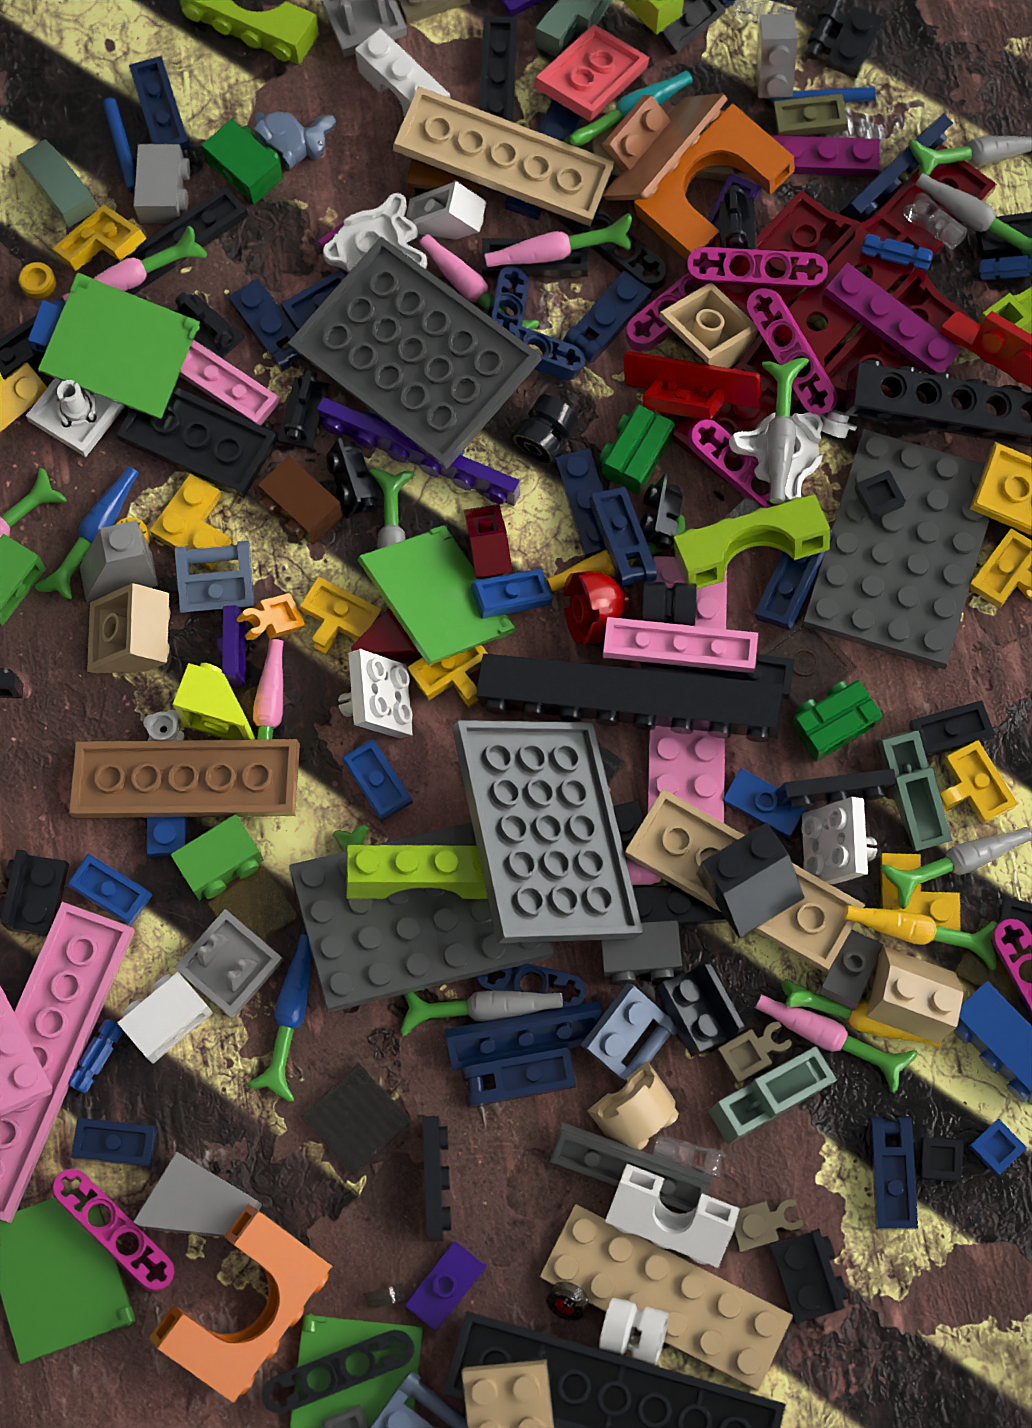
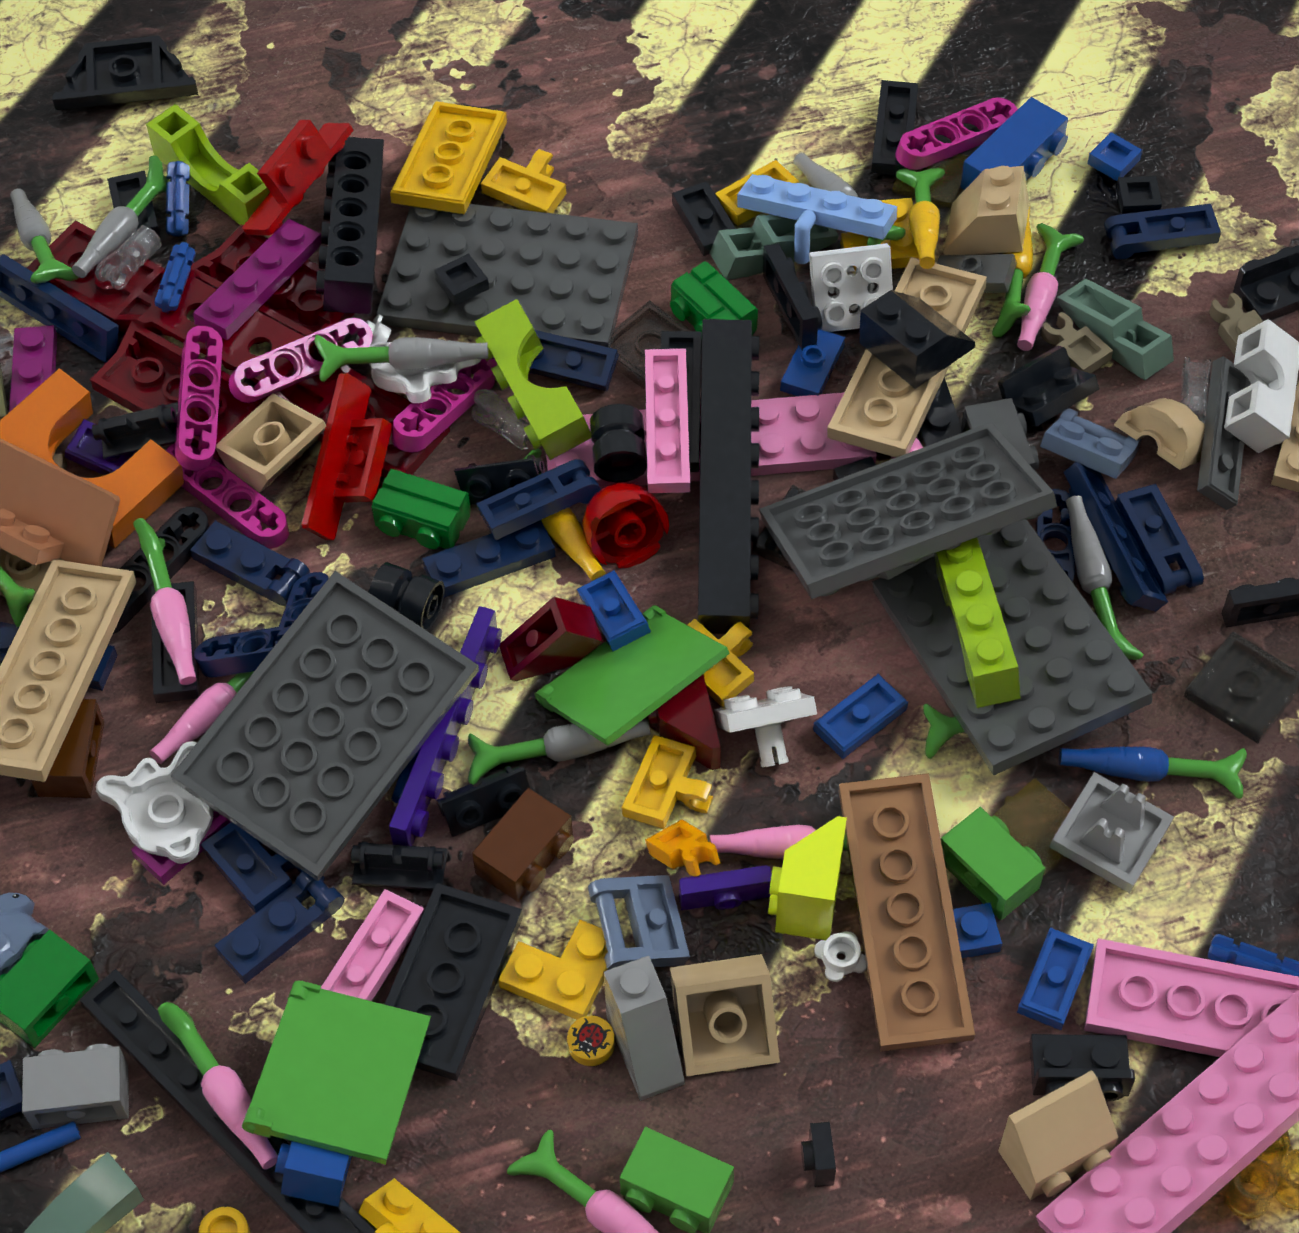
camera: 100 degrees left, 15 degrees down
(68, 402) = (422, 1139): white plate -> none
(99, 231) = (151, 1148): yellow plate -> none
(99, 516) = (593, 1086): piece -> none
(164, 1016) = (1192, 887): white brick -> none
(214, 330) = (267, 1010): black hinge -> none
(447, 212) = (116, 735): white slope -> none
(933, 823) = (815, 207): none -> light blue plate

